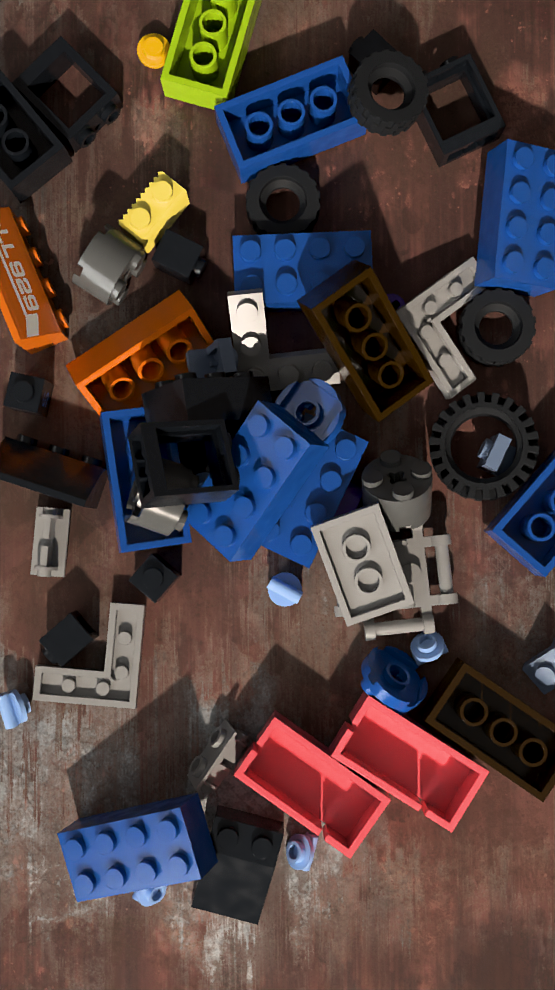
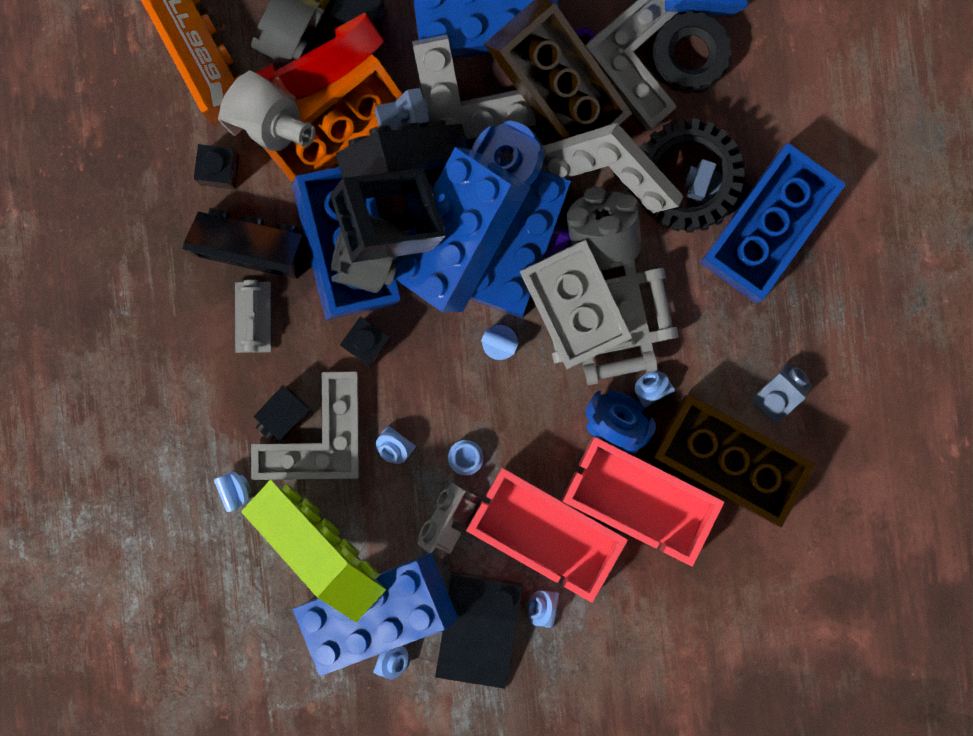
camera: 15 degrees left, 0 degrees up
(75, 348) = (264, 112): none -> light grey piece
(81, 786) = (314, 550): none -> lime brick
(135, 308) = (329, 62): none -> red slope
(173, 679) = (394, 446): none -> light blue plate
(241, 697) = (465, 457): none -> light blue plate
(416, 416) = (615, 149): none -> light grey plate

